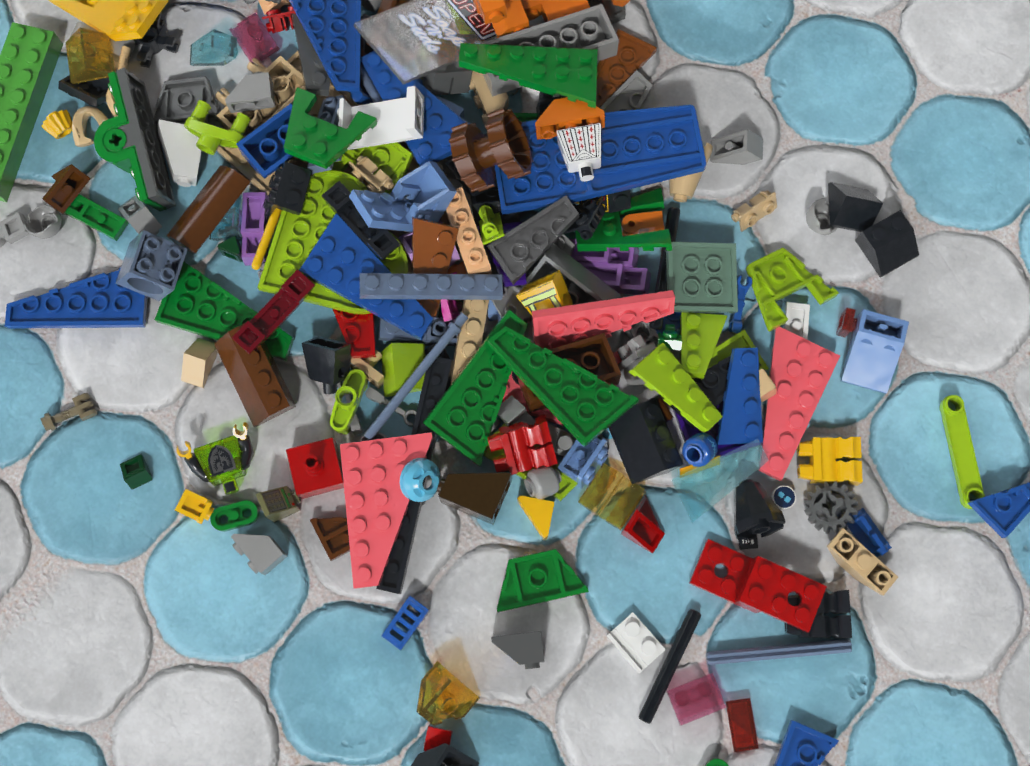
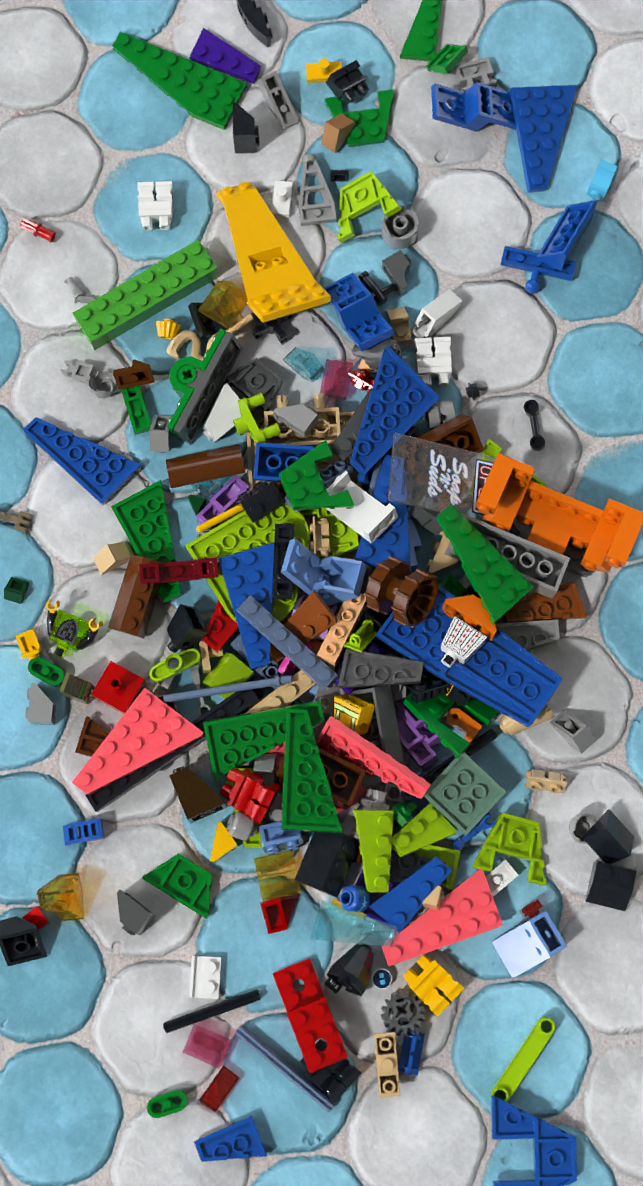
camera: 45 degrees right, 0 degrees up
(151, 265) = (137, 473): sand blue brick -> none
(412, 479) = (169, 748): medium azure piece -> none

